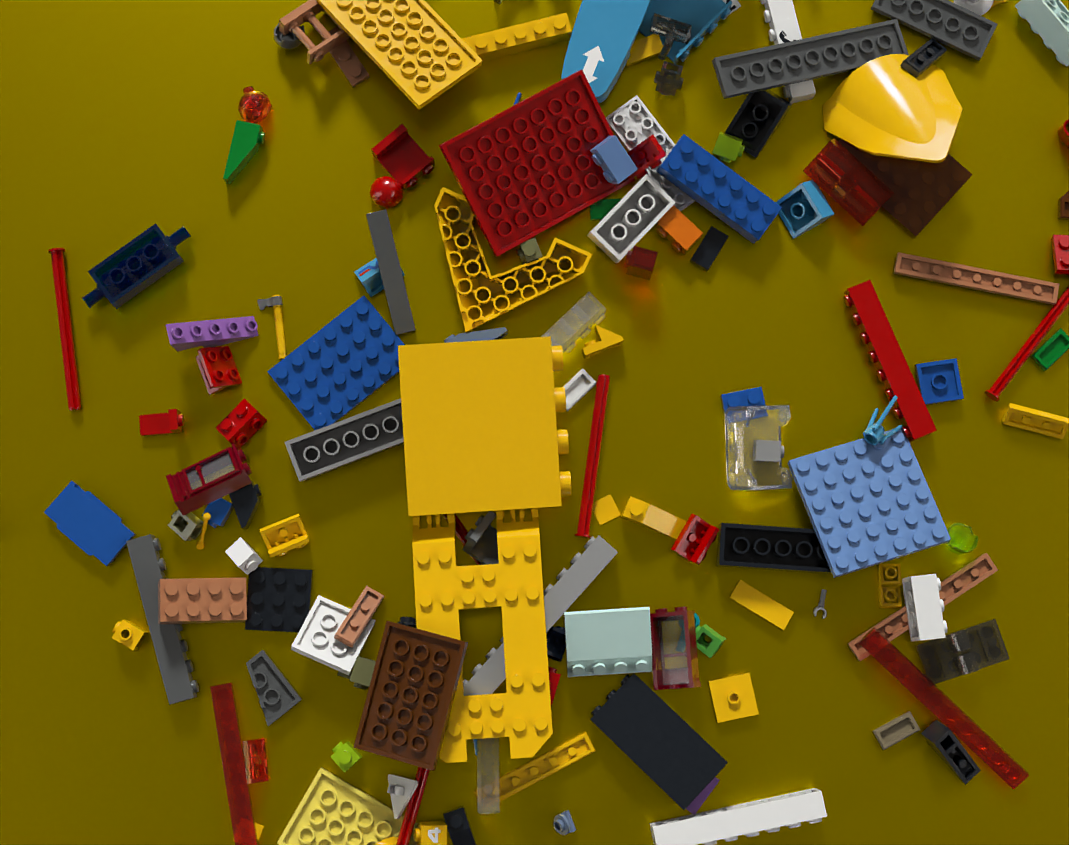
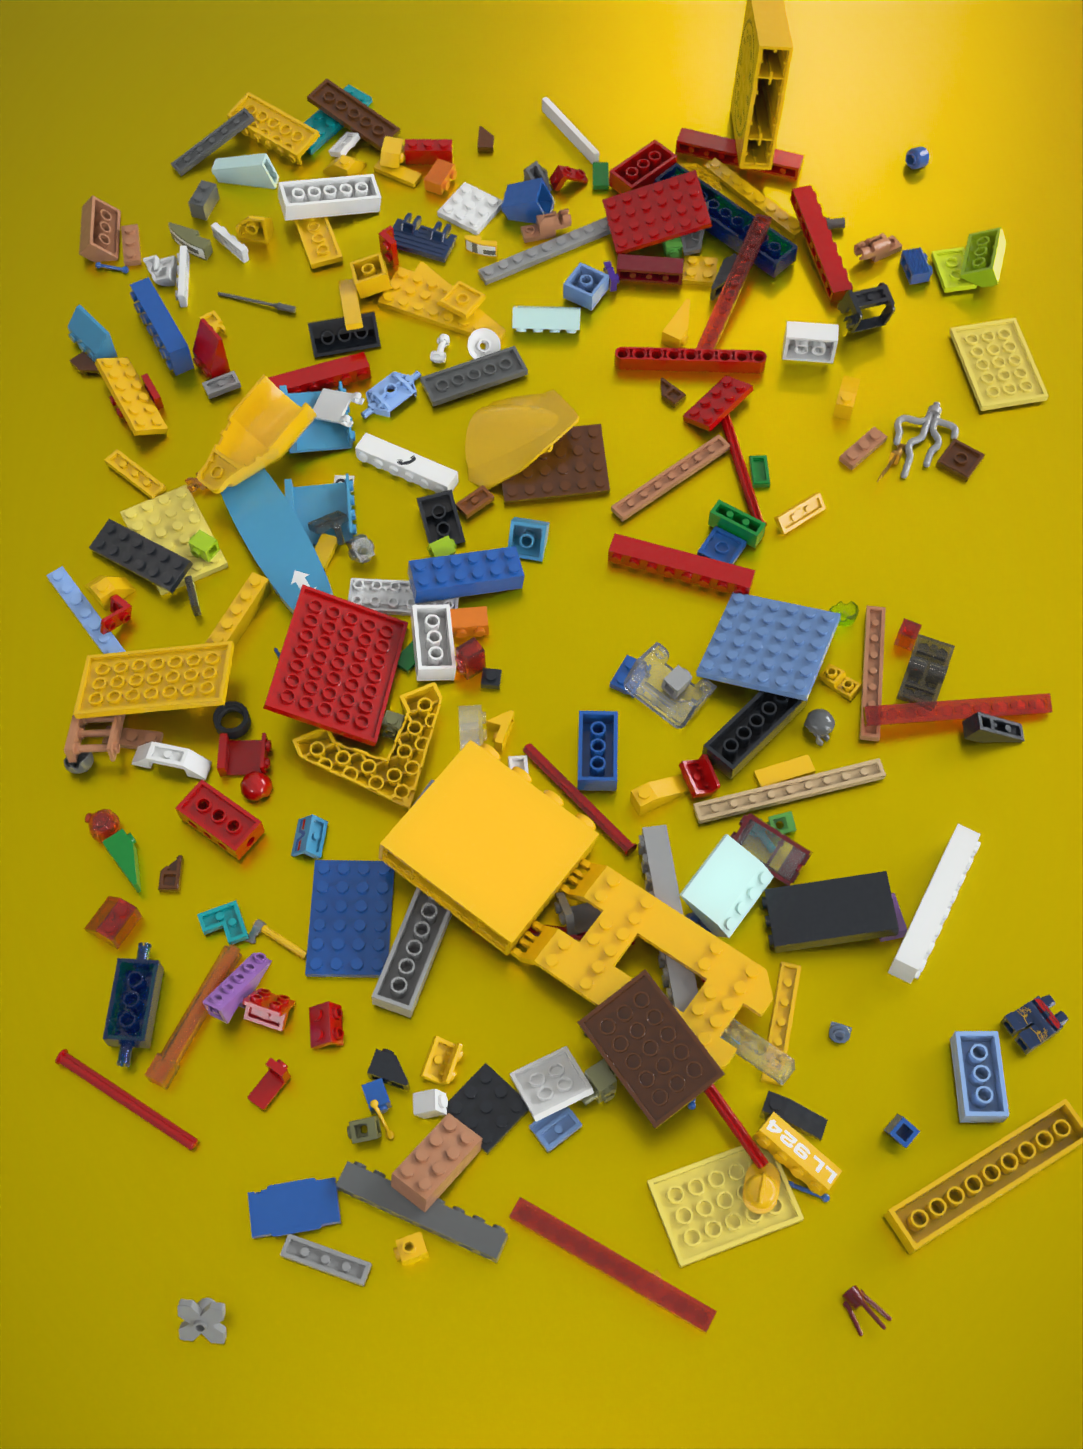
camera: 45 degrees left, 20 degrees down
(72, 579) = (326, 1259): none -> light grey plate
(114, 333) = (166, 1063): none -> clear orange brick
(186, 188) = (114, 921): none -> clear red slope
(209, 479) = (347, 1079): dark red door -> none
(255, 761) = (599, 1229): clear red plate -> none
(259, 196) = (171, 876): none -> reddish brown tile
(261, 270) = (227, 917): none -> teal plate
(272, 688) = (550, 1168): dark grey wing -> none
(304, 667) = (555, 1128): none -> medium blue plate
(343, 200) = (220, 819): none -> red brick
(345, 755) = (654, 1153): lime brick -> none
(350, 107) = (172, 756): none -> white slope
(359, 617) = (553, 1053): nougat tile -> none
(390, 271) = (317, 823): dark grey tile -> none
(401, 791) = (718, 1131): white piece -> none
(430, 134) = (232, 706): none -> black tyre
(605, 509) = (625, 821): yellow sticker -> none
(613, 160) = (382, 618): medium blue brick -> none
(643, 293) = (491, 678): none -> black plate
(646, 155) = (398, 600): red bracket -> none
(646, 437) = (597, 750): none -> blue brick
(709, 248) = (500, 615): black tile -> none
(733, 697) = (837, 841): yellow plate -> none
(746, 623) = (789, 791): none -> tan plate
(801, 131) = (475, 501): none -> dark orange plate
(806, 58) = (429, 459): dark grey plate -> none
(832, 599) = (820, 721): none -> dark grey hair
(848, 182) = (536, 496): clear red brick -> none
(875, 433) = (724, 606): dark azure plant -> none
(896, 730) = (949, 755): dark tan tile -> none
(923, 57) = (496, 396): black tile -> none
(924, 607) = (875, 664): white brick -> none
(973, 376) = (737, 523): none -> green brick
(986, 610) = (907, 634): none -> clear red brick

